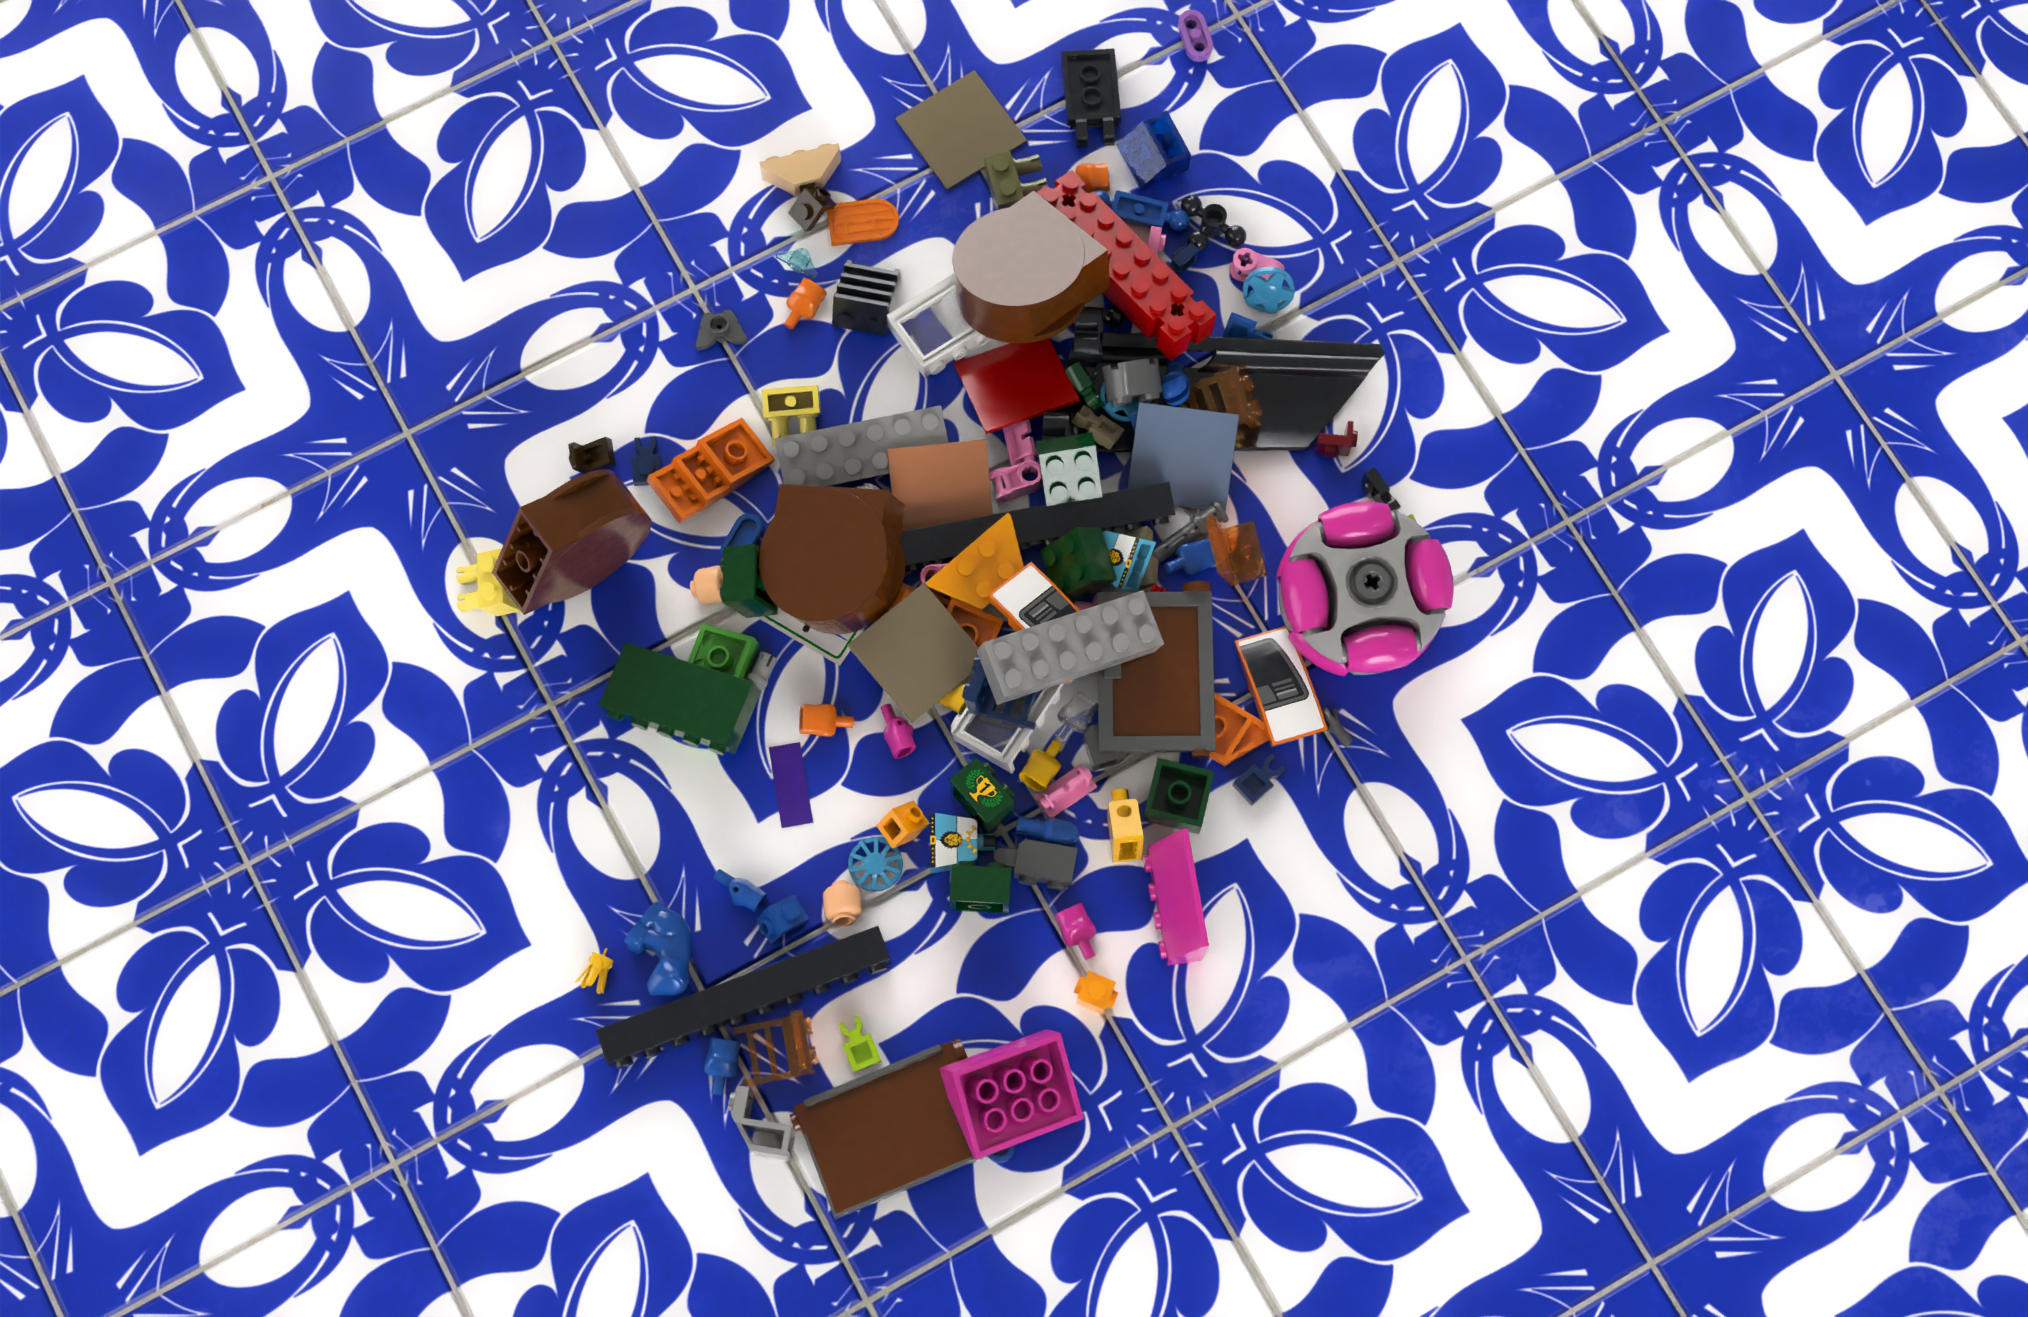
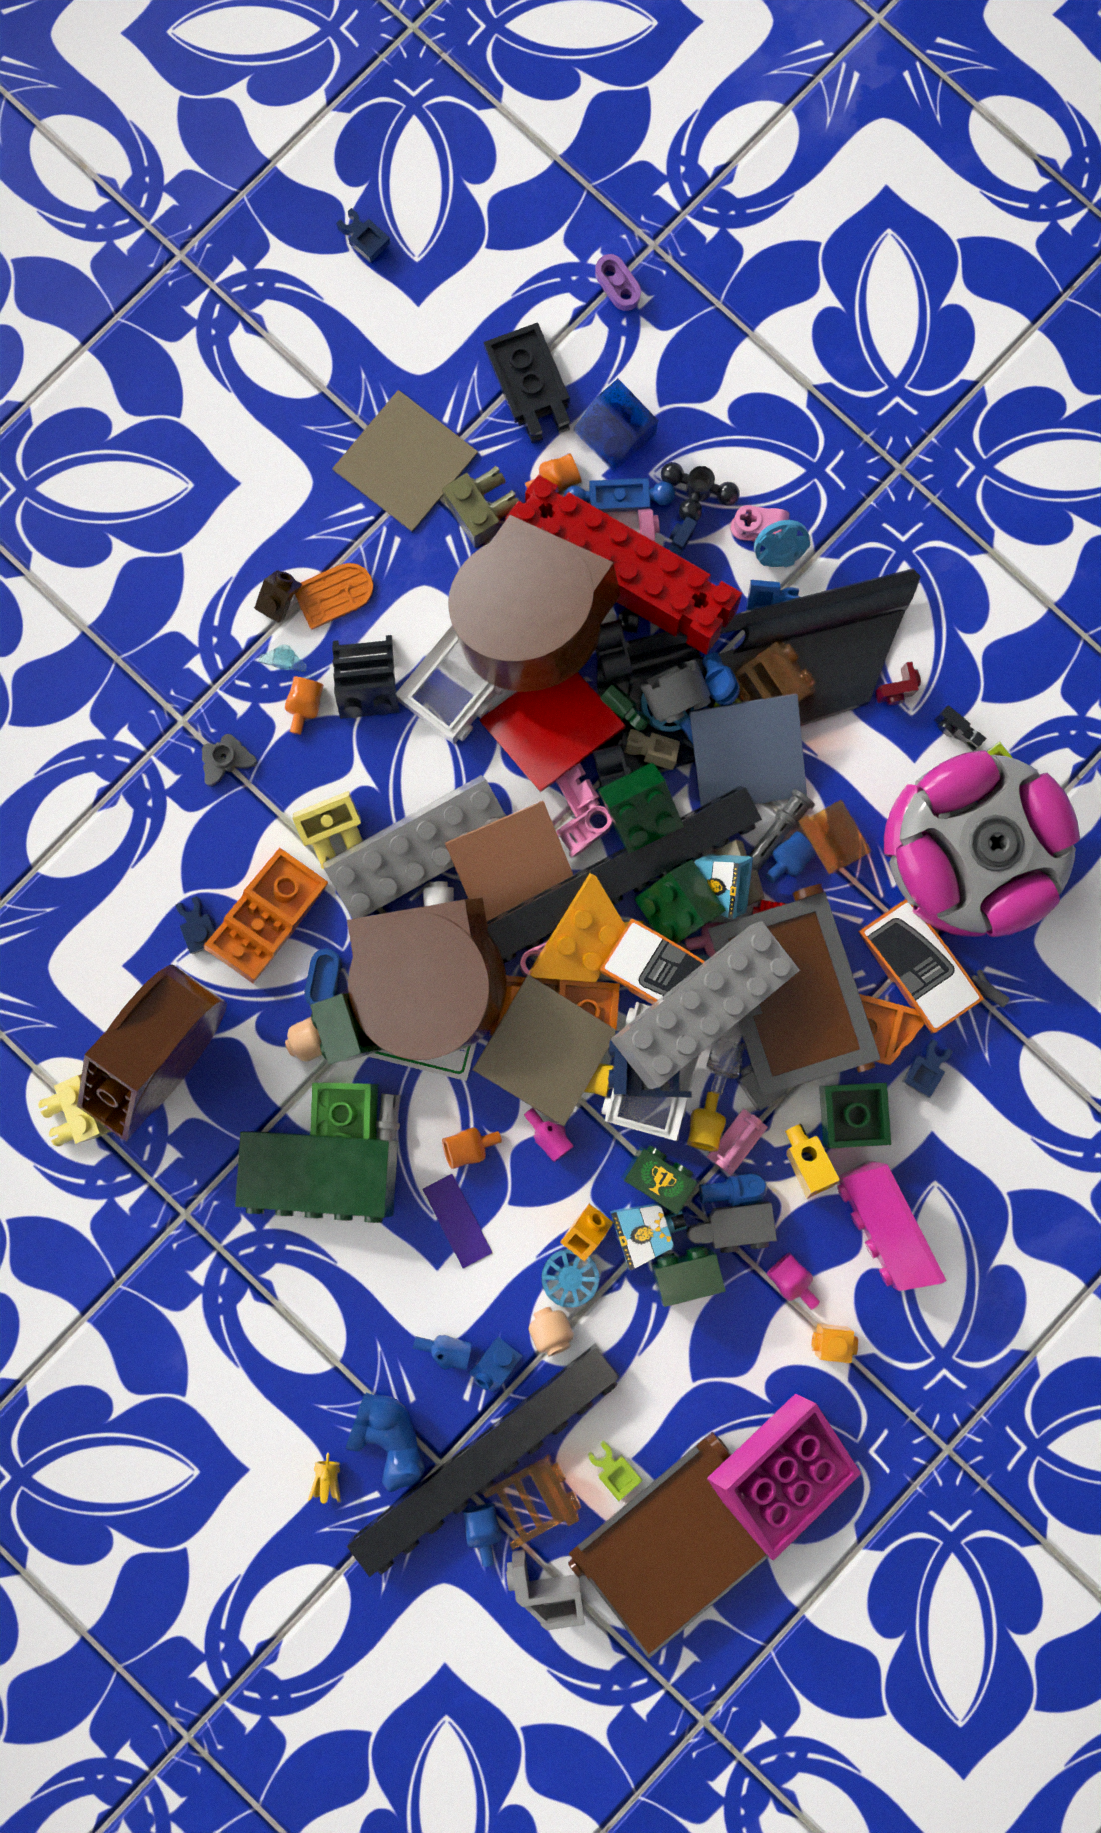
camera: 20 degrees left, 10 degrees up
(592, 456) = (137, 939): dark brown bracket -> none
(802, 168) = (253, 556): tan slope -> none

